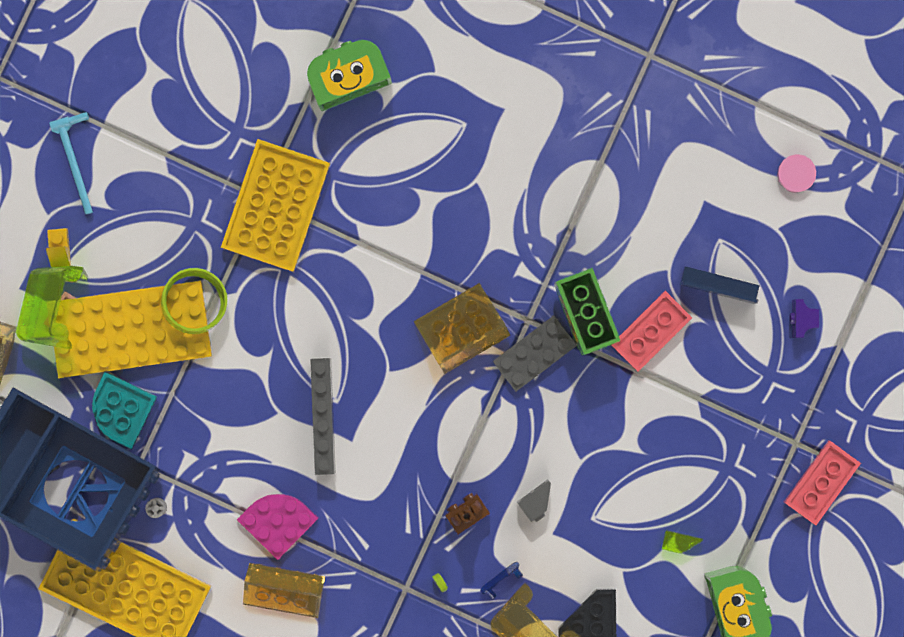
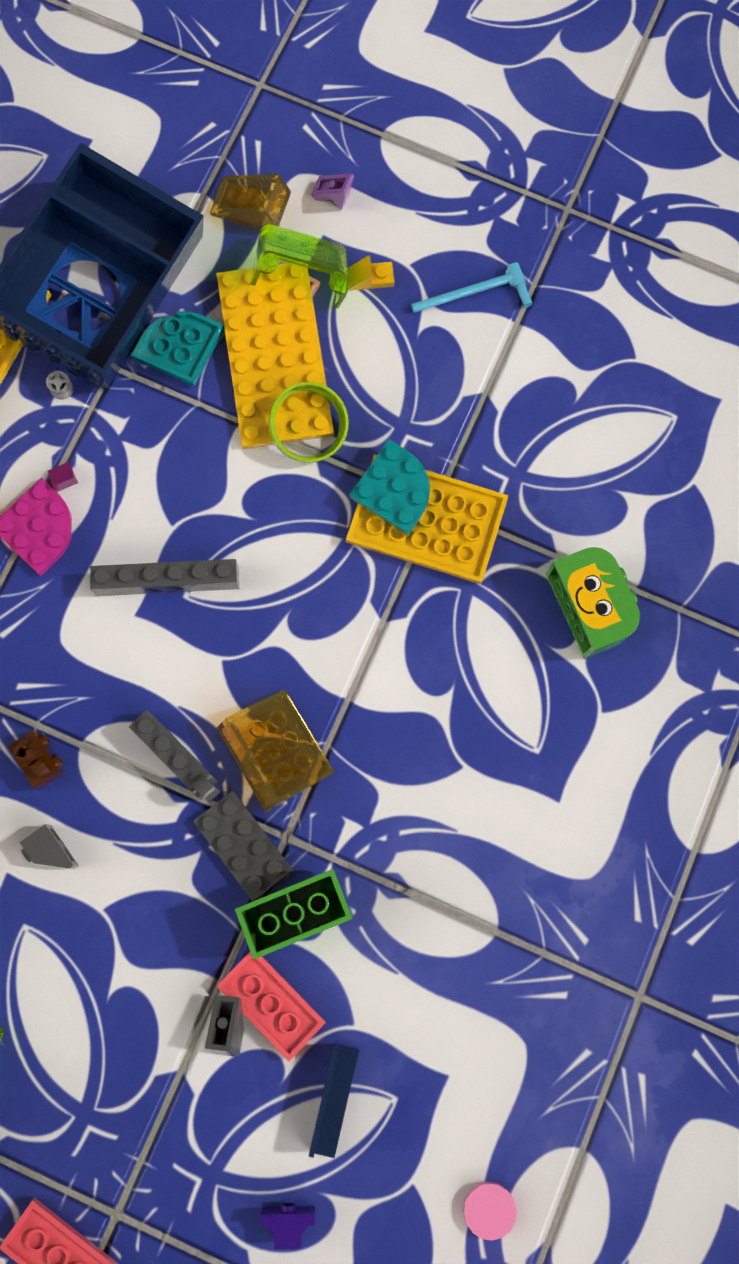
camera: 85 degrees right, 10 degrees down
(235, 503) = (62, 477): none -> magenta slope
(250, 230) = (394, 488): none -> teal plate
(467, 404) = (175, 756): none -> dark grey hinge
(667, 364) = (225, 1026): none -> dark grey slope

